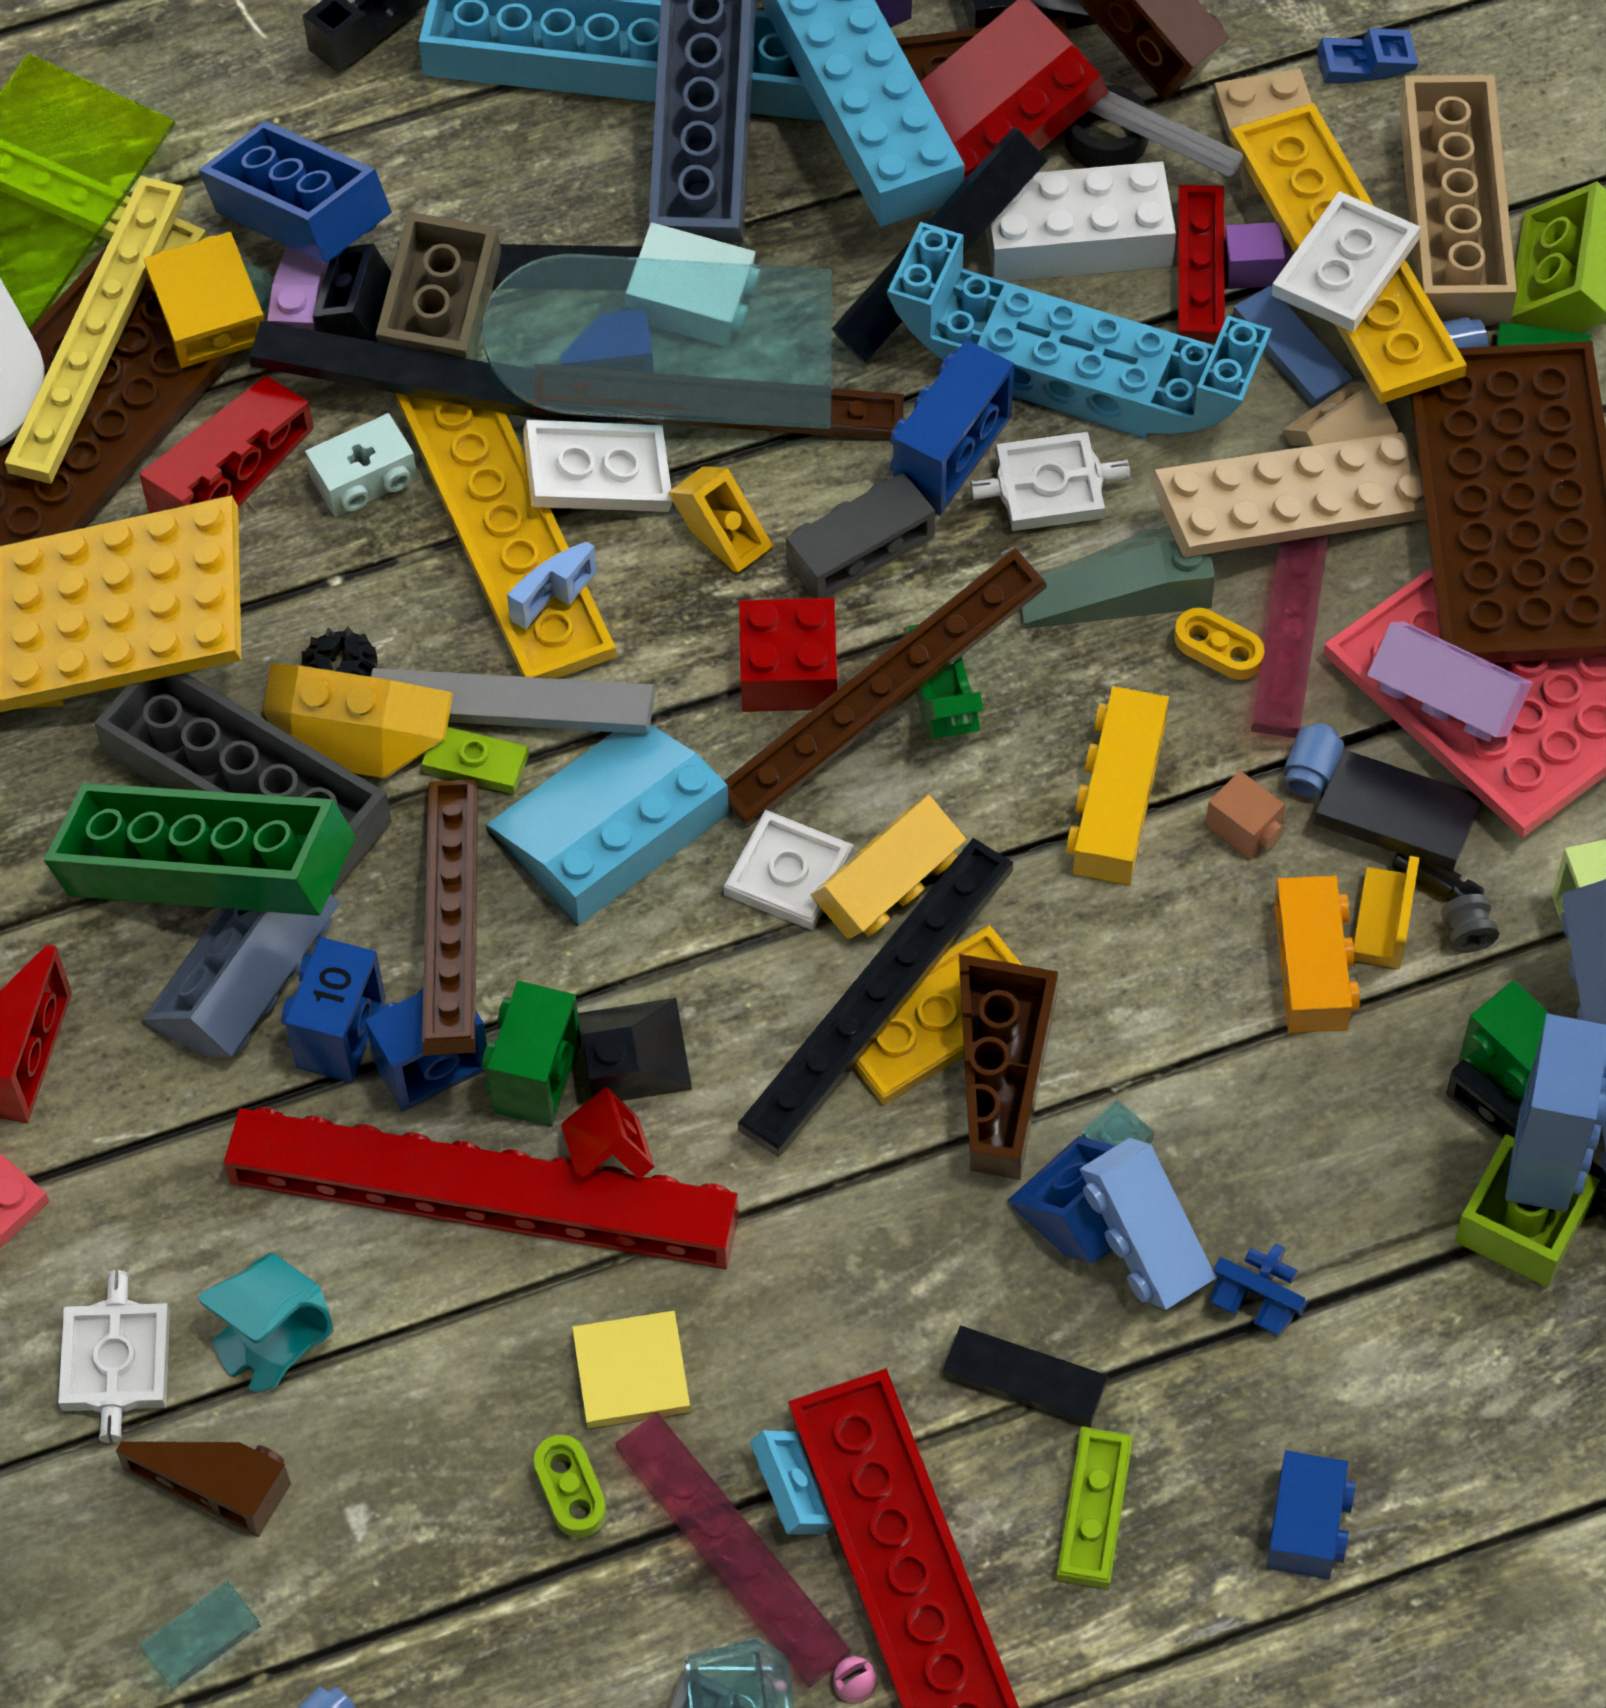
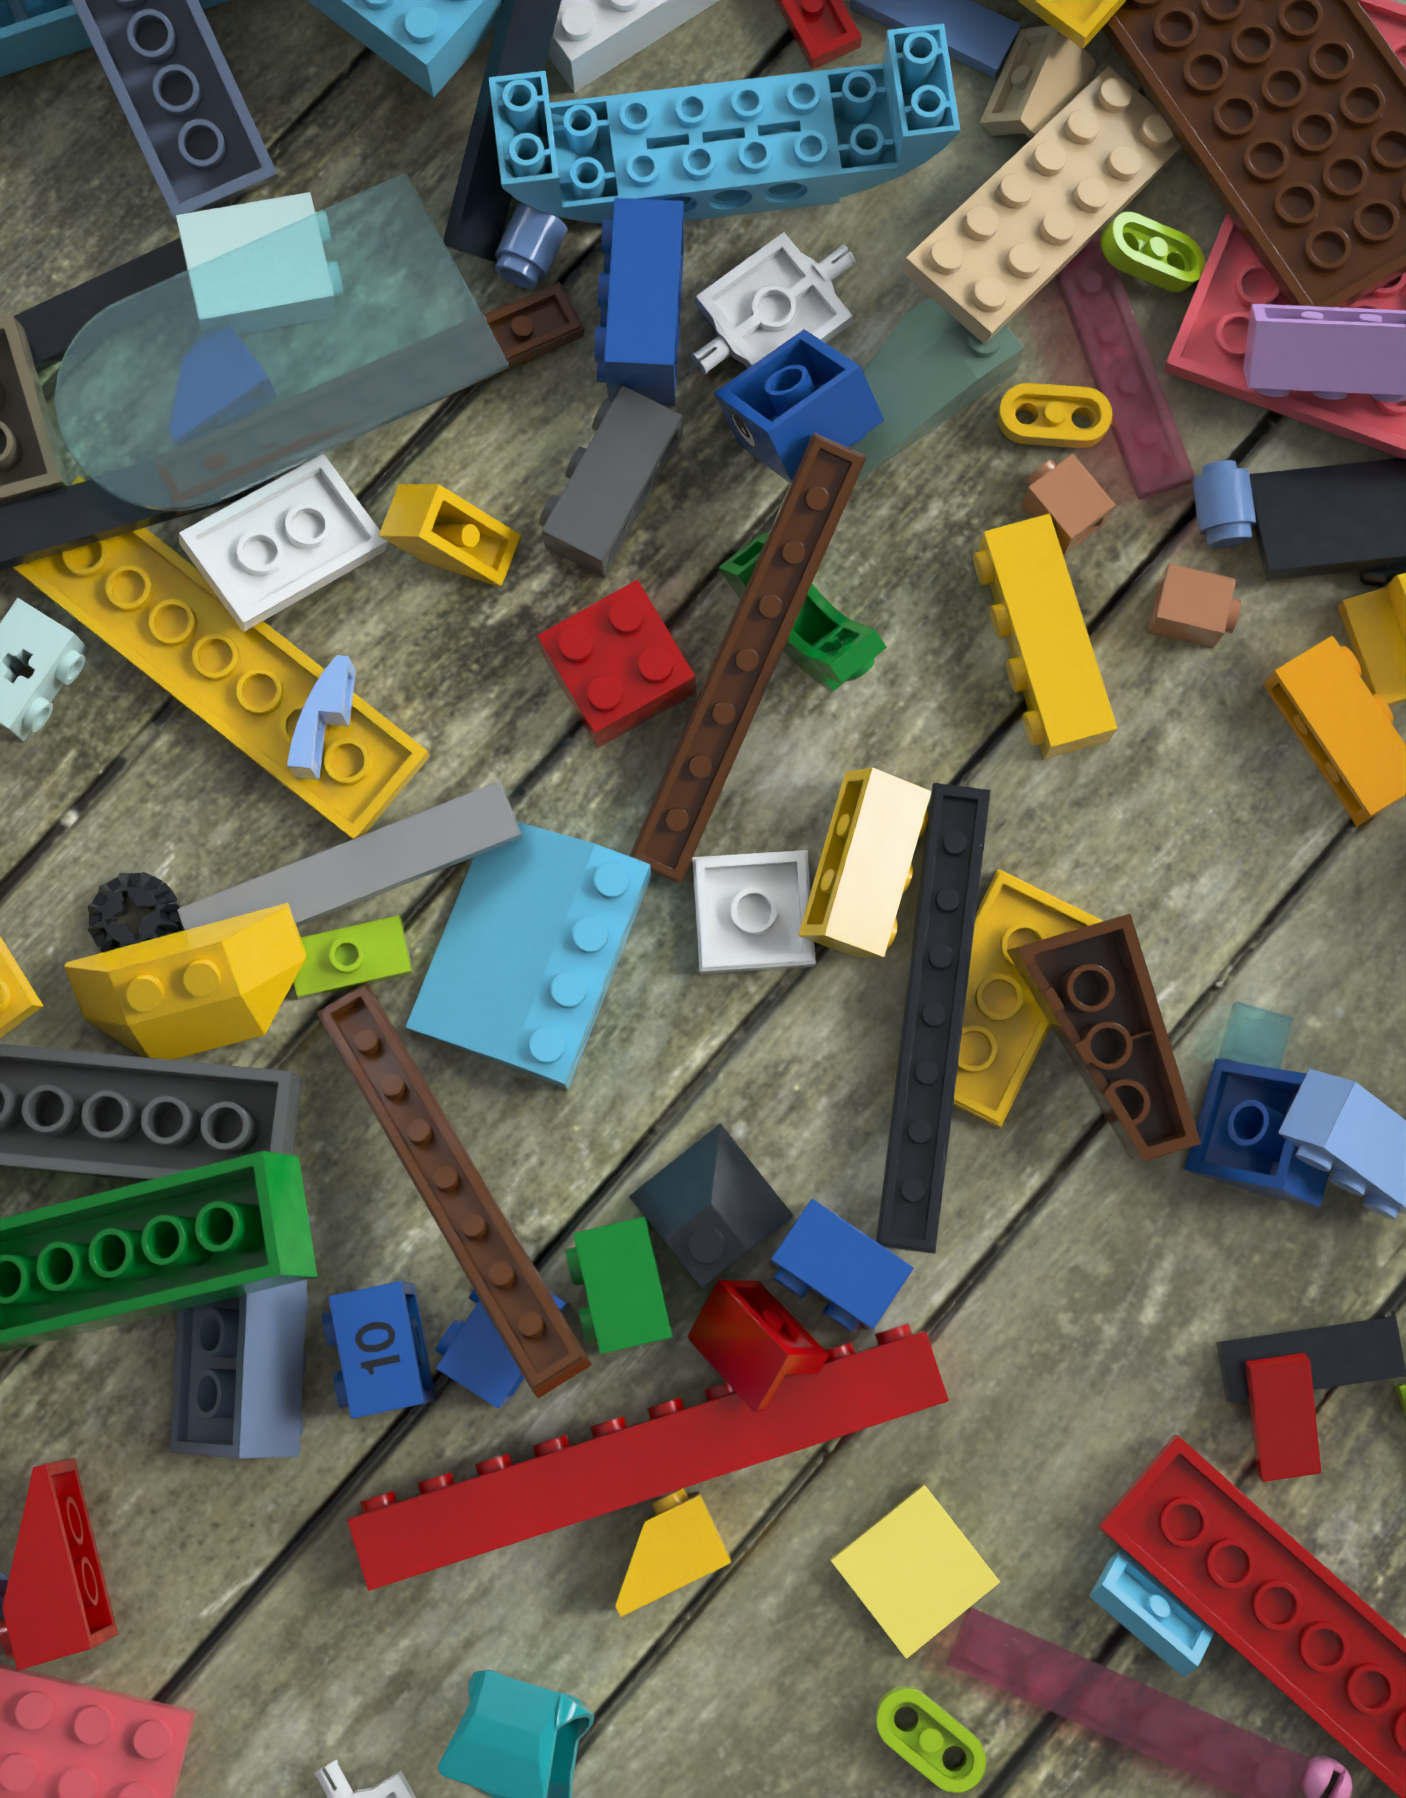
camera: 30 degrees left, 20 degrees up
(455, 1258) = (672, 1550): none -> yellow slope
(699, 1117) = (839, 1267): none -> blue brick
(895, 360) = (529, 246): none -> medium blue brick
(976, 1398) = (1283, 1417): none -> red tile
(1037, 528) = (797, 393): none -> blue brick
(1193, 704) = (1072, 499): none -> nougat brick
(1357, 564) = (1152, 252): none -> lime plate

